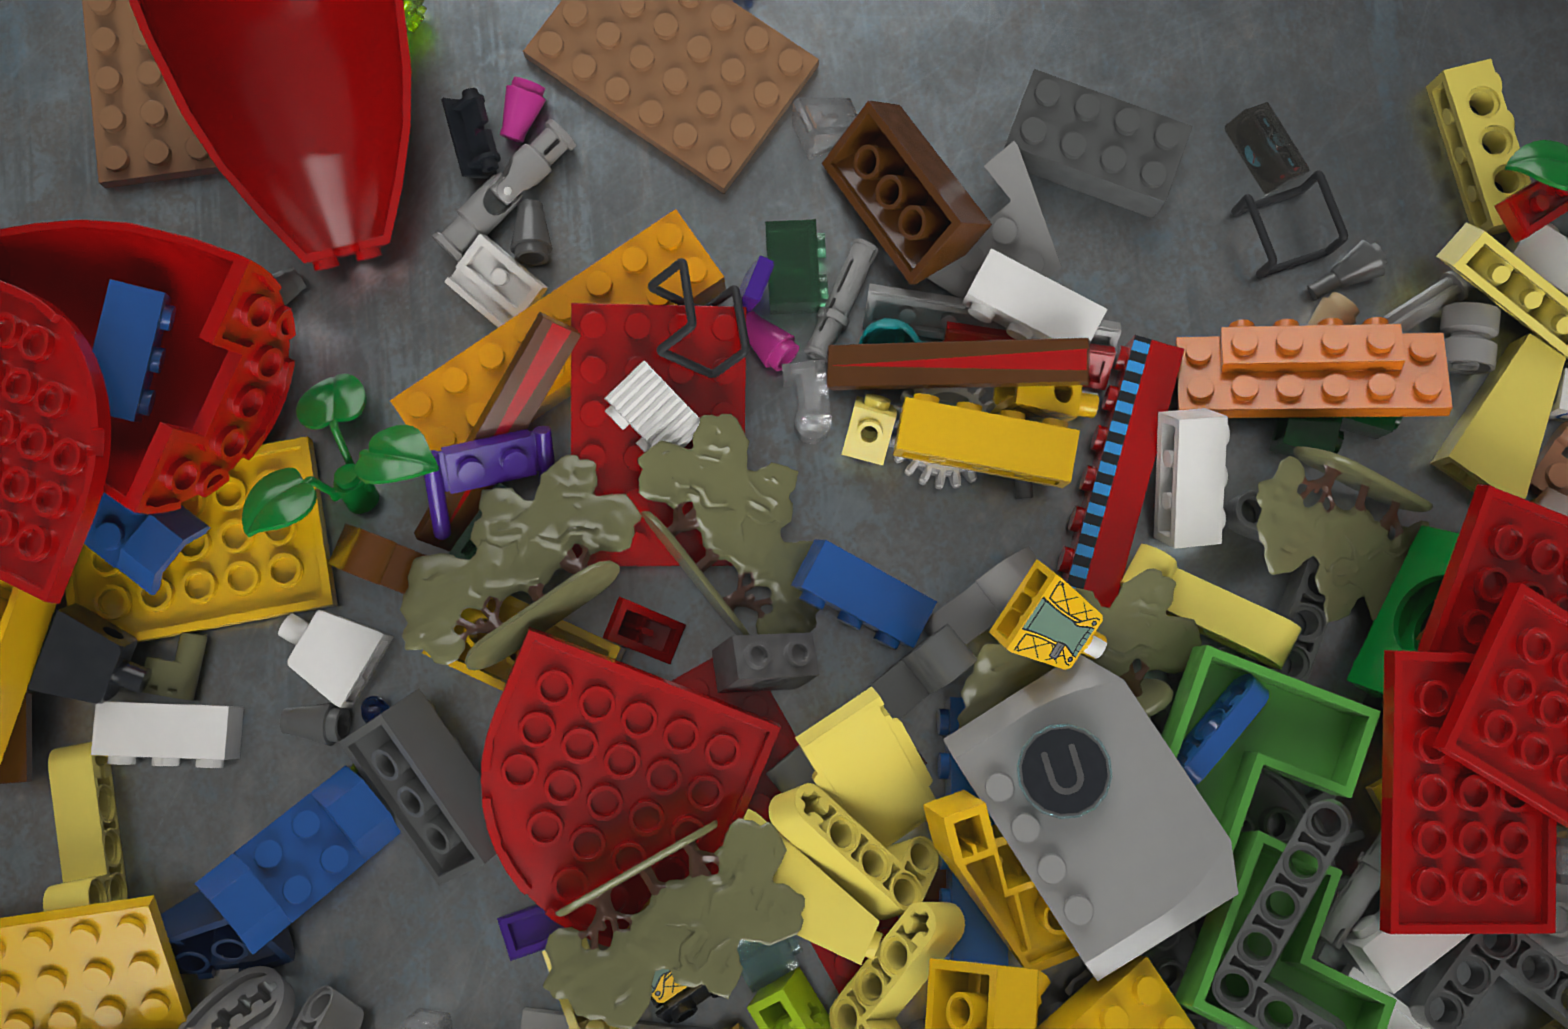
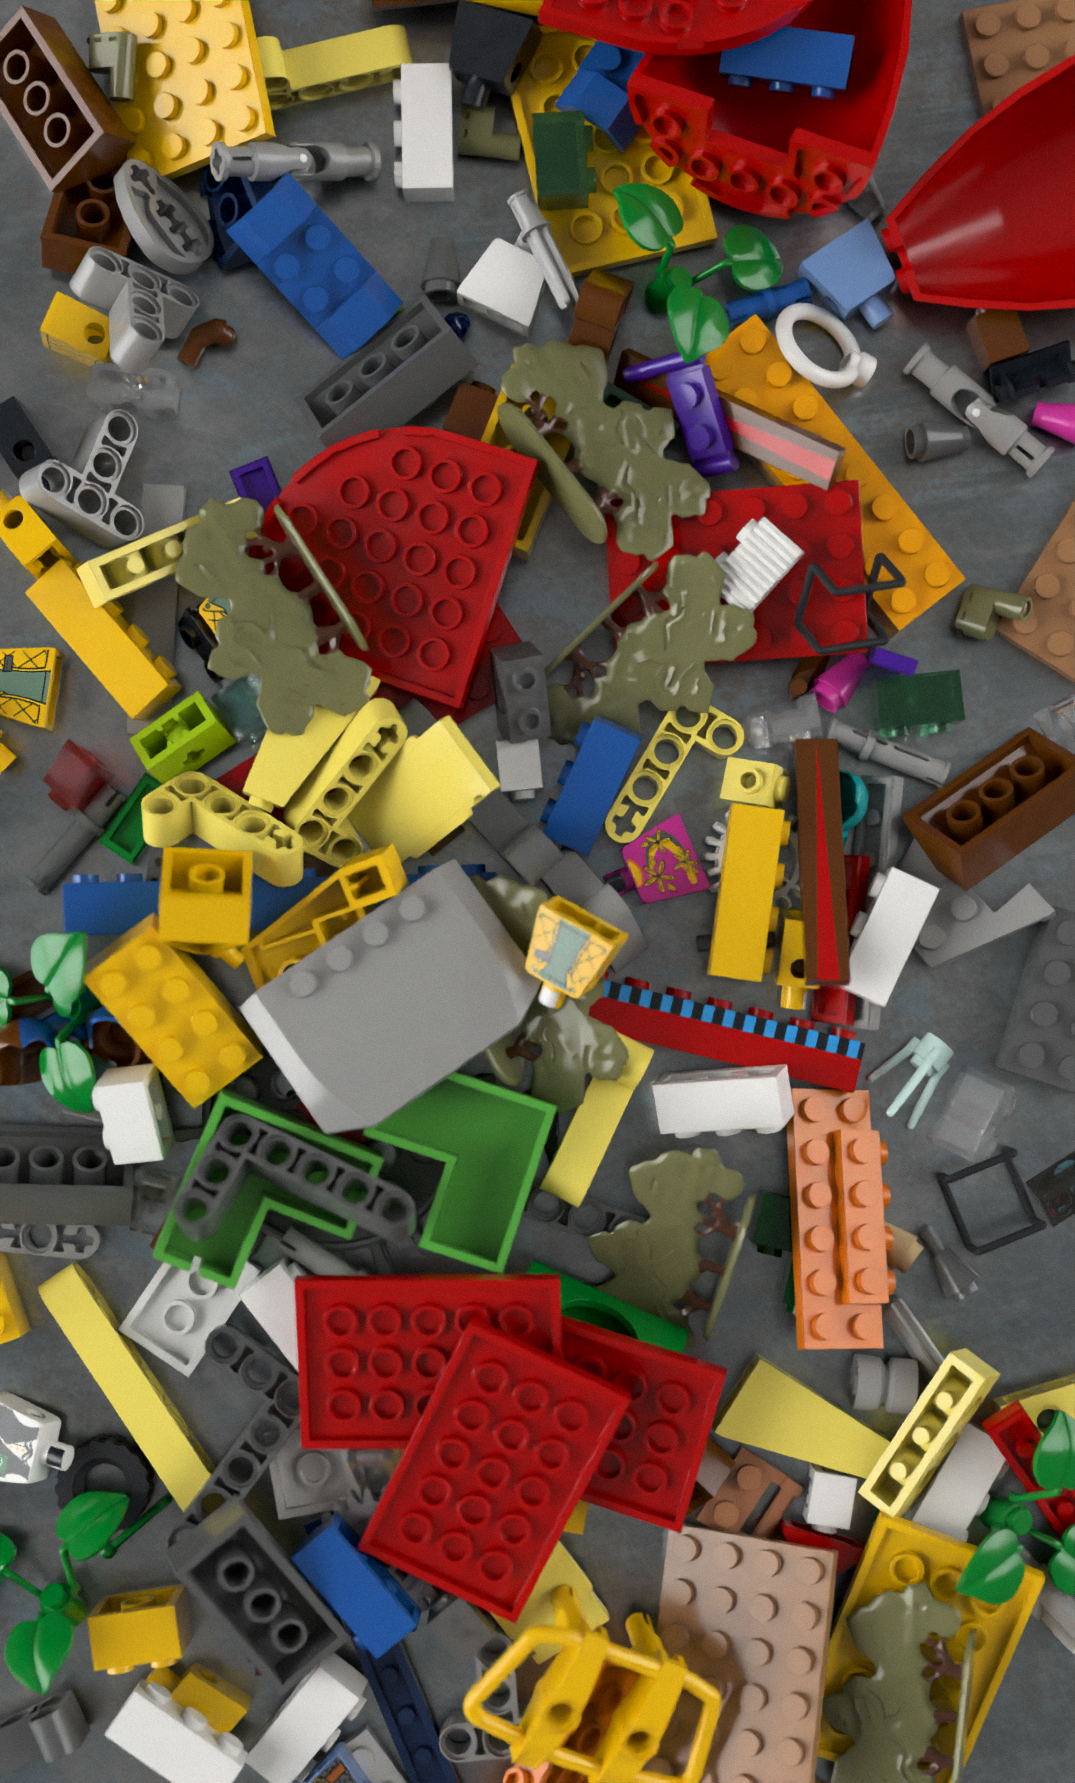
camera: 85 degrees right, 5 degrees up
(180, 902) = (269, 160): none -> light grey piece
(211, 589) = (561, 160): none -> clear green brick
(288, 618) = (547, 254): none -> light grey axle
(358, 305) = (852, 275): none -> medium blue torso
(363, 981) = (203, 336): none -> reddish brown arm
(378, 387) = (767, 302): none -> blue pin
(433, 168) = (996, 336): none -> reddish brown brick
(451, 308) = (855, 366): none -> white piece
(467, 699) = (470, 410): none -> reddish brown brick
(494, 282) = (884, 408): white plate -> none
(644, 630) = (545, 575): red slope -> none
(701, 196) = (983, 608): none -> olive piece
(762, 377) = (804, 675): none -> reddish brown bar
(843, 668) = (519, 769): none -> white brick
(855, 520) = (662, 774): none -> light yellow beam
(946, 530) = (659, 865): none -> dark pink torso
(1064, 771) = (430, 965): black tile -> none
(1146, 275) = (929, 1059): none -> light aqua plant
(1203, 238) = (972, 1114): none -> clear brick
(1221, 726) = (478, 1124): blue beam -> none

